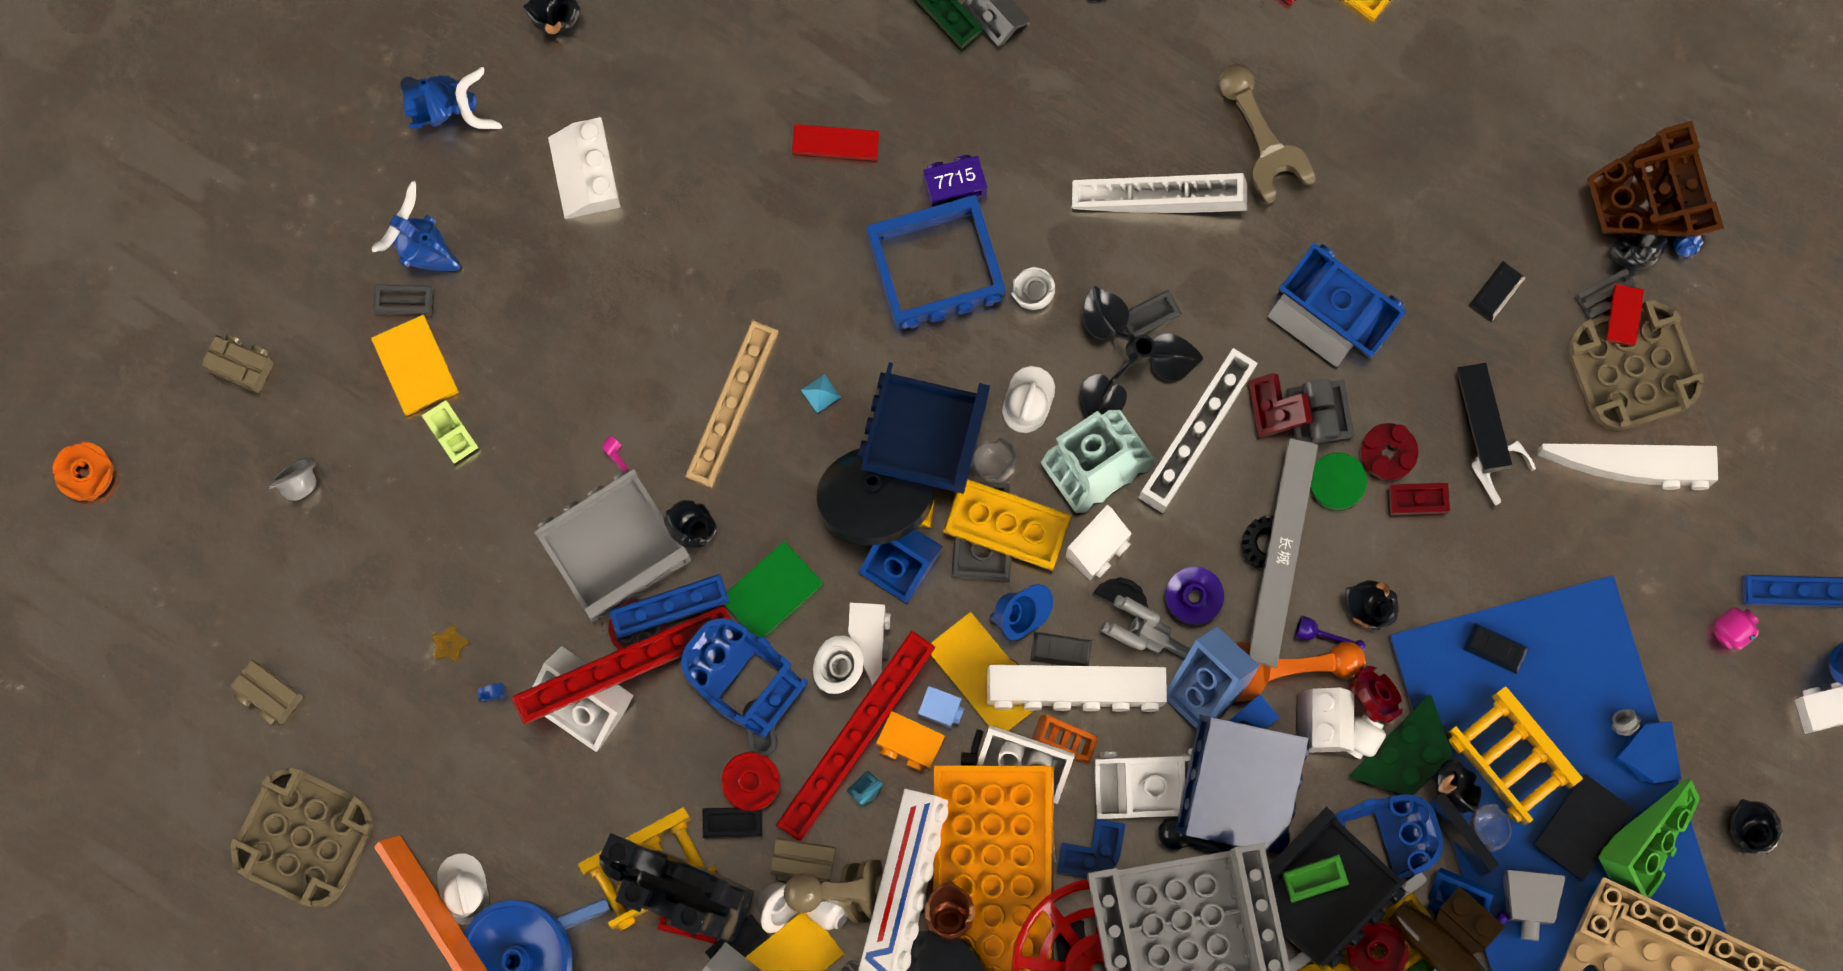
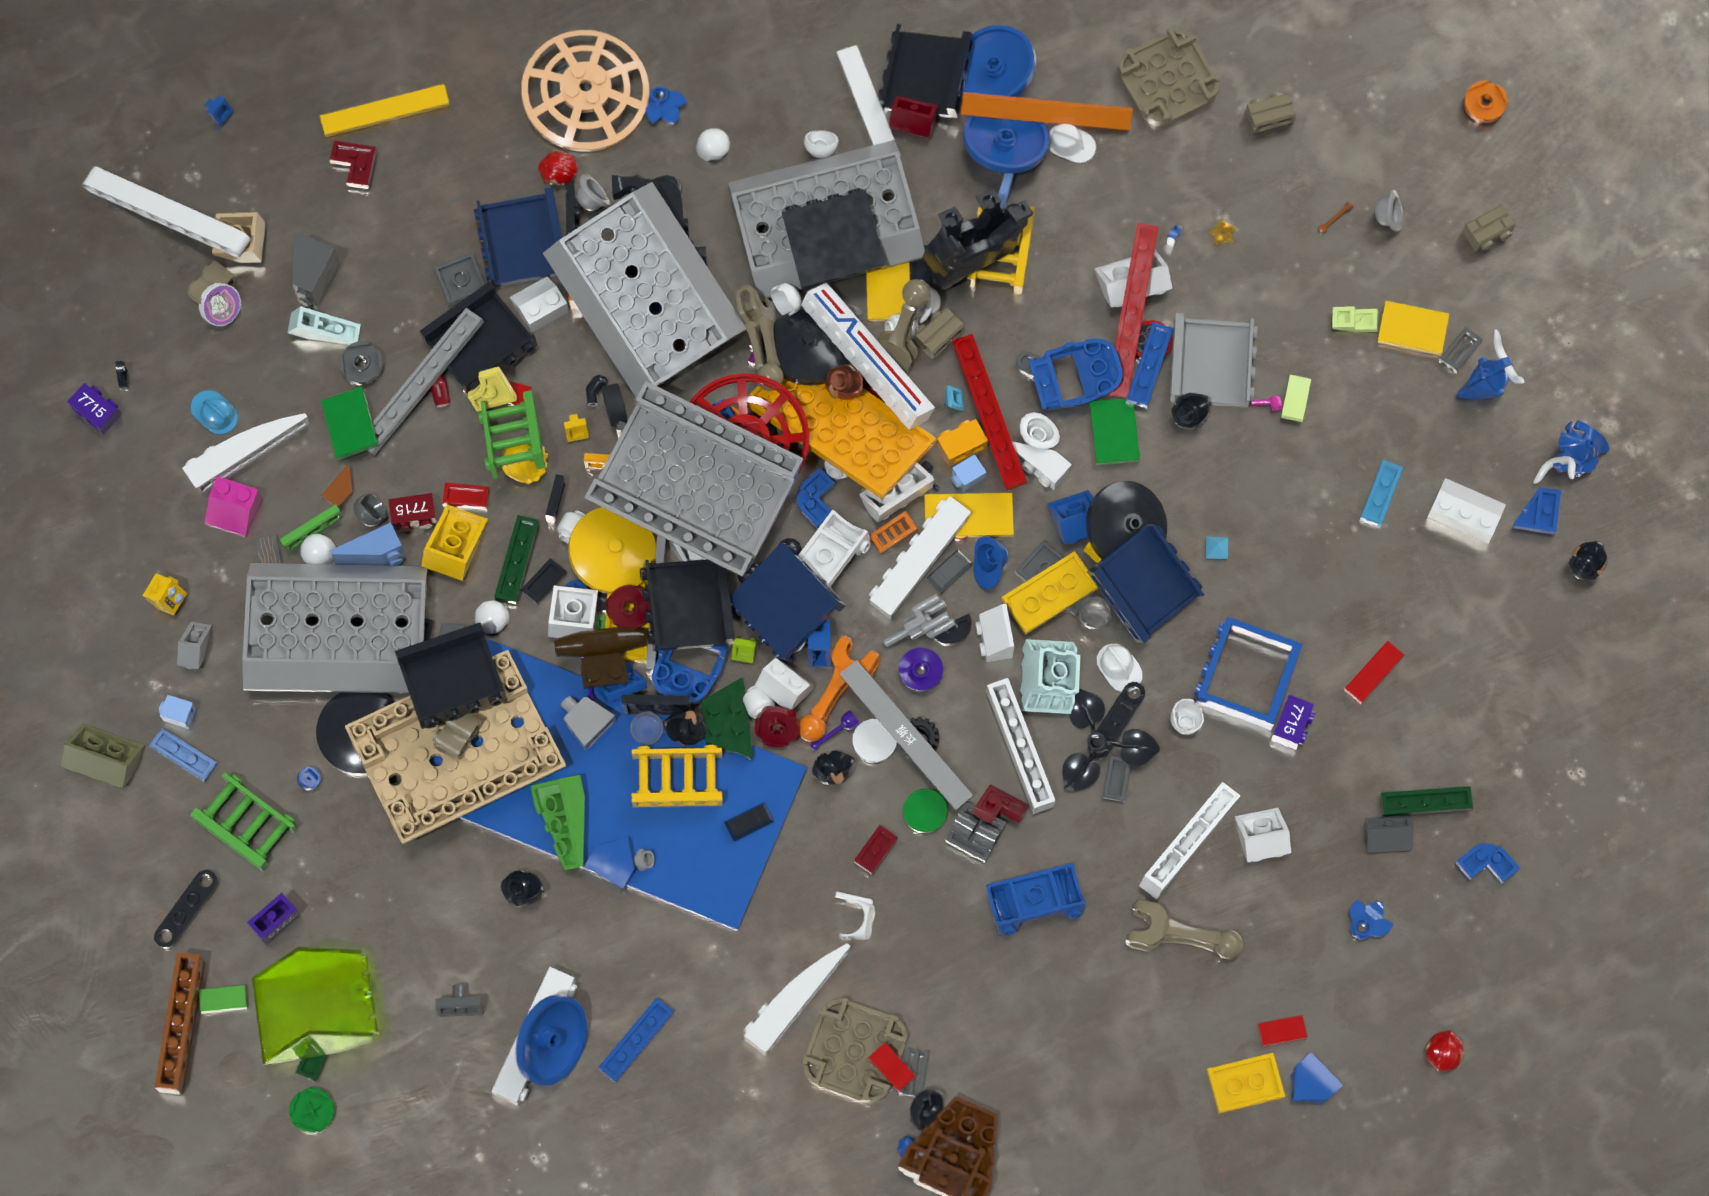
camera: 130 degrees right, 5 degrees down
(365, 541) = (1323, 227): none -> dark orange hinge
(531, 95) = (1541, 512): none -> blue wing
(589, 428) = (1296, 398): none -> yellowish green slope
(630, 269) = (1381, 493): none -> dark azure tile
(731, 404) = (1250, 492): tan tile -> none
(731, 823) = (993, 312): black tile -> none
(750, 781) = (1008, 336): red tile -> none
(1085, 359) = (1119, 717): none -> black plate
(1095, 129) = (1263, 835): none -> white slope
(1210, 677) = (863, 634): medium blue slope -> none
(1310, 330) = (1032, 865): light grey tile -> none
(1311, 588) = (873, 742): none -> white tile
(1315, 878) = (698, 602): bright green tile -> none
(1320, 796) = (743, 650): none -> lime tile
(1380, 466) = (914, 844): dark red plate -> none
(1484, 418) = (894, 926): black tile -> none
(1497, 291) = (969, 1006): black tile -> none
(1582, 827) = (604, 787): black tile -> none
(1736, 628) = (646, 976): dark pink head -> none

